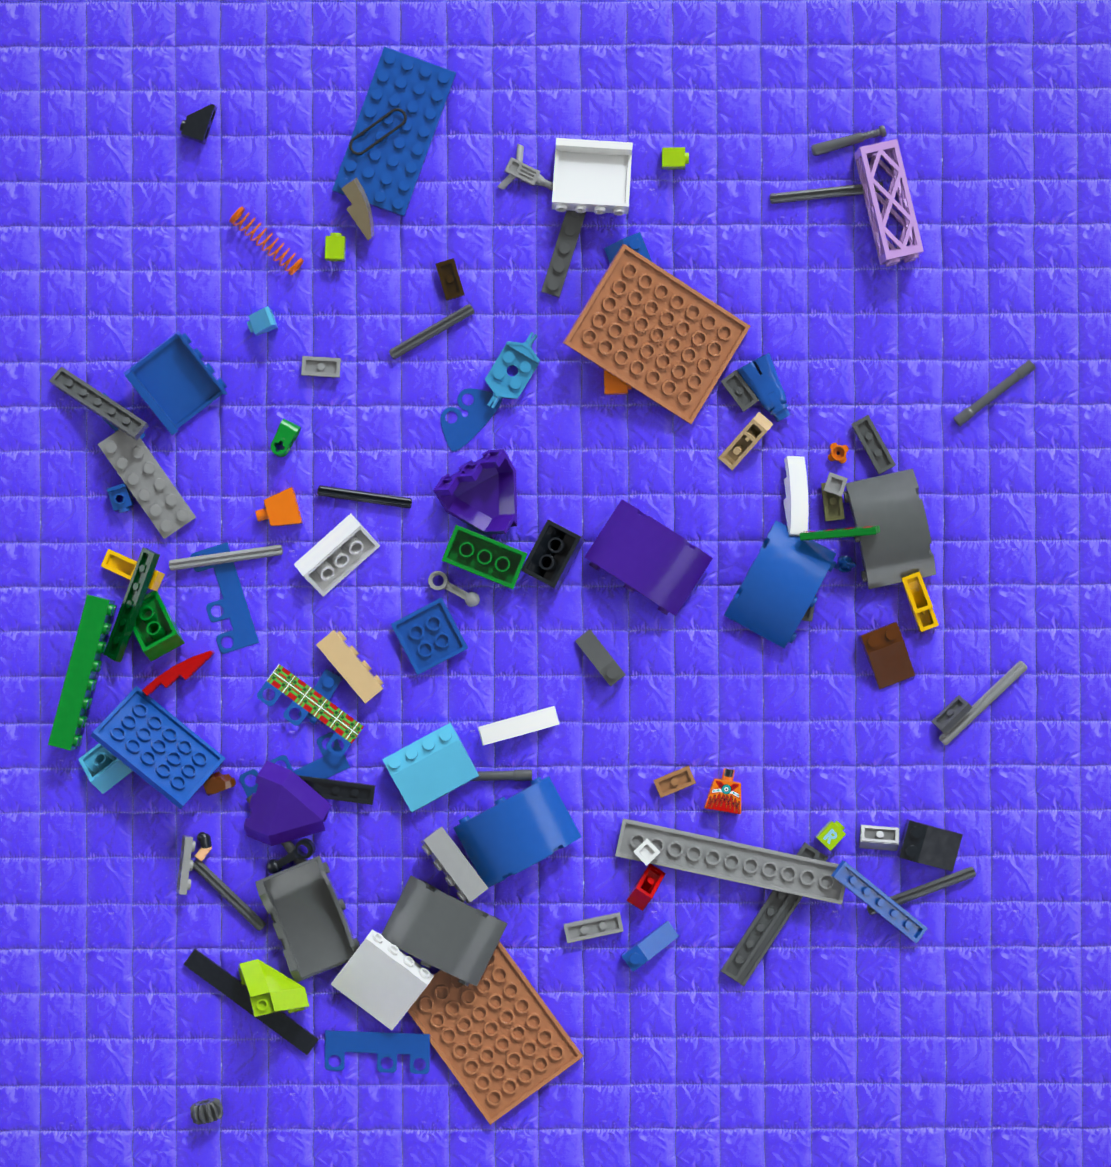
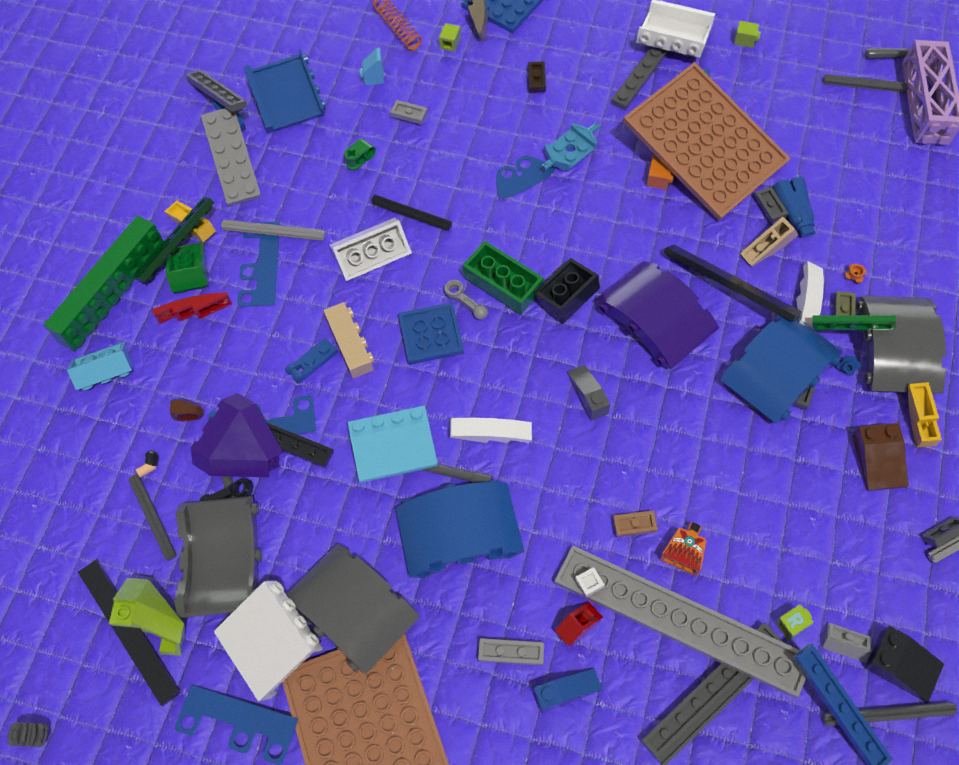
camera: 20 degrees right, 25 degrees down
(127, 502) = (204, 165): blue brick -> none
(158, 747) = (141, 357): blue plate -> none
(185, 865) = (122, 475): light grey plate -> none
(281, 509) = (335, 203): orange torso -> none
(311, 702) = (300, 358): piece -> none
(431, 331) = (509, 108): dark grey axle -> none
(454, 865) = (384, 539): light grey slope -> none
(482, 493) = (516, 227): dark purple panel -> none
(523, 172) = (617, 20): light grey piece -> none
(715, 503) = (733, 282): none -> black tile
(835, 484) = (851, 291): light grey plate -> none
(873, 444) = (891, 272): dark grey plate -> none

